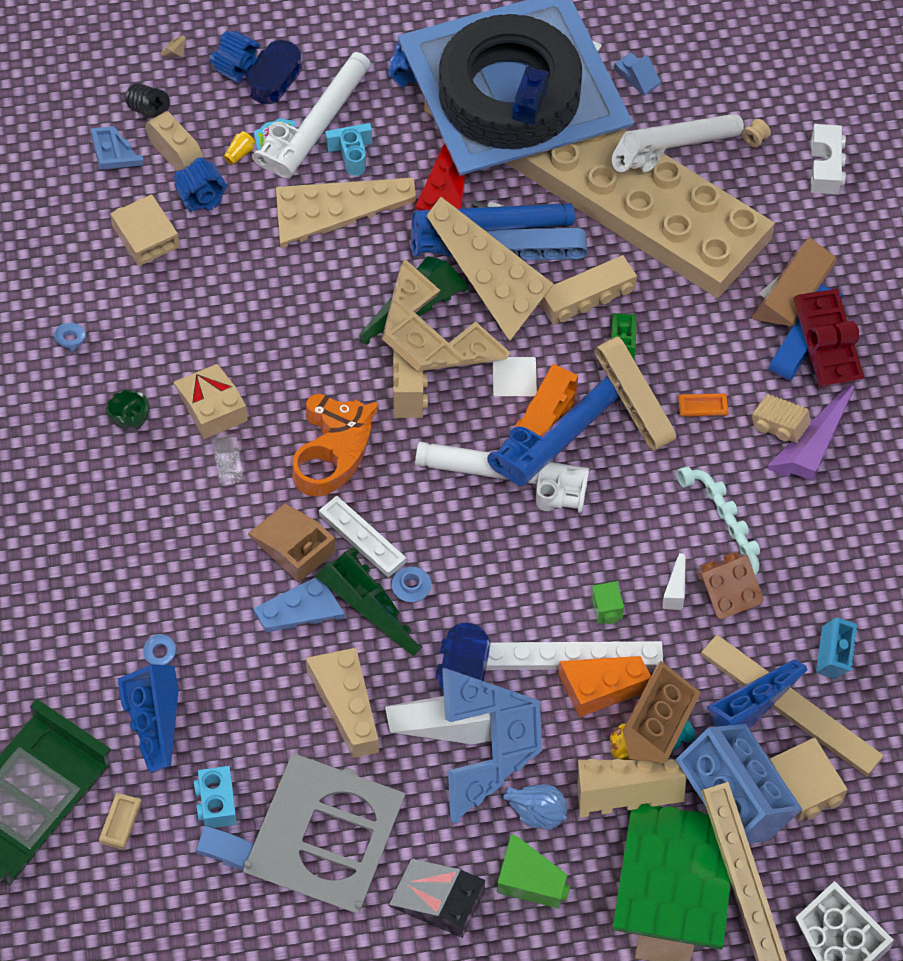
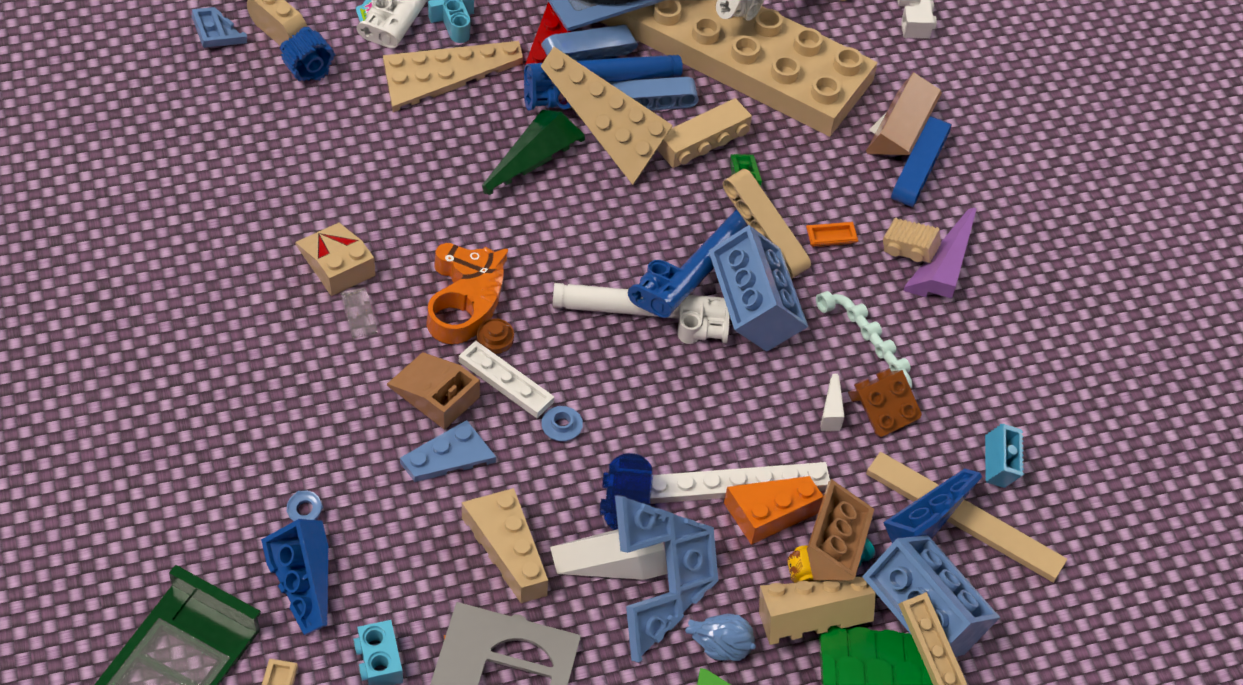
camera: 10 degrees left, 5 degrees down
(66, 329) = (184, 197): medium blue piece -> none
(128, 409) = (251, 269): dark green hair -> none
(145, 230) = (254, 100): tan brick -> none
(239, 147) = (343, 21): yellow cone -> none
(353, 584) = (509, 432): dark green wedge -> none
(356, 491) = (496, 335): none -> dark orange plate
(408, 389) = (537, 227): tan wedge -> none
(419, 342) = (547, 187): tan wing -> none
(484, 188) = (593, 43): none -> medium blue beam
(515, 377) = (641, 218): white sticker -> none
(552, 400) = (684, 233): orange wedge -> none
(607, 603) = (765, 427): bright green brick -> none
(616, 462) = (757, 288): none -> medium blue brick
(810, 778) = (1001, 586): tan brick -> none
(829, 337) = (947, 163): dark red plate -> none

